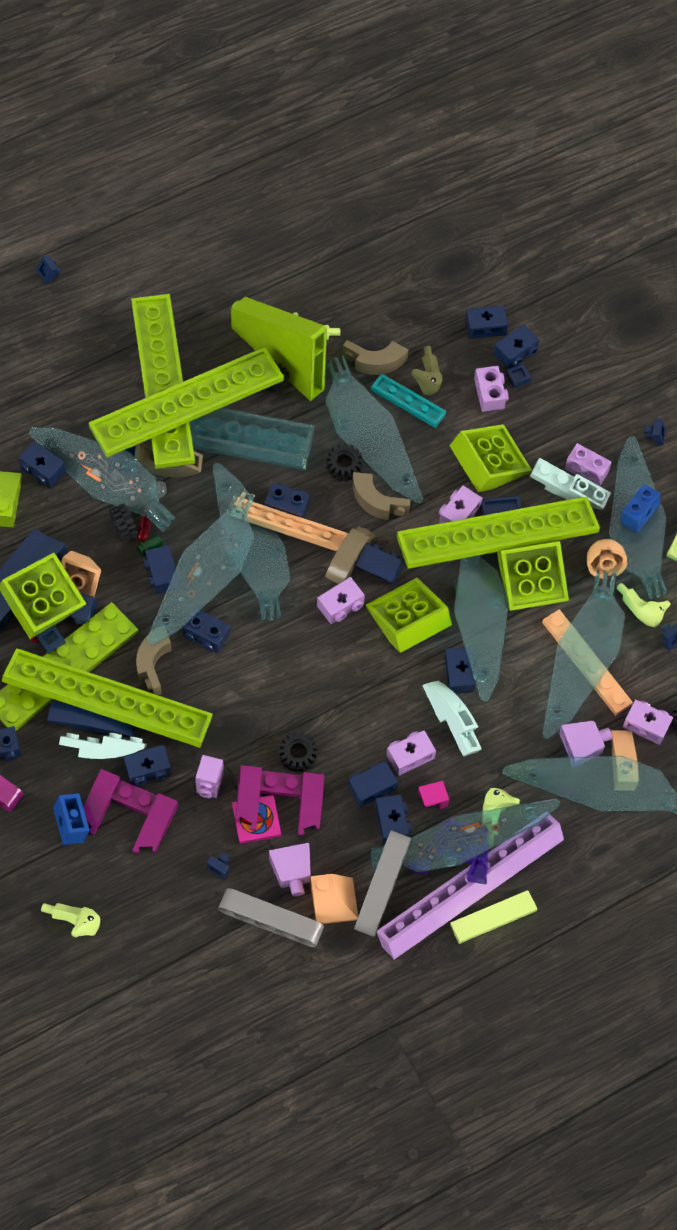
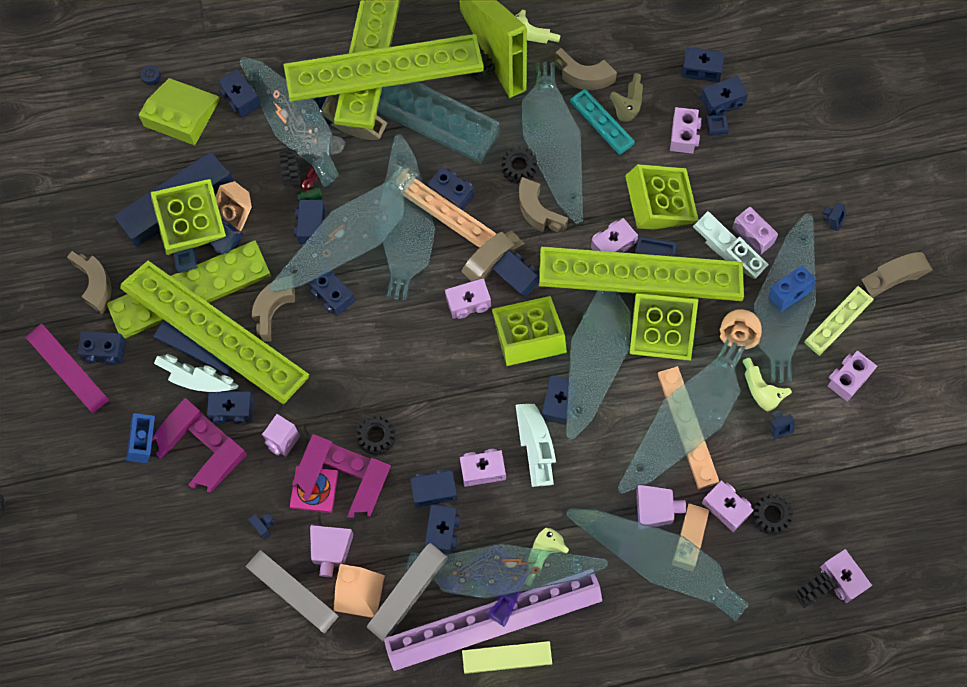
camera: 25 degrees right, 5 degrees up
(84, 919) = (118, 540): yellowish green animal -> none
(434, 794) = (489, 517): dark pink panel -> none

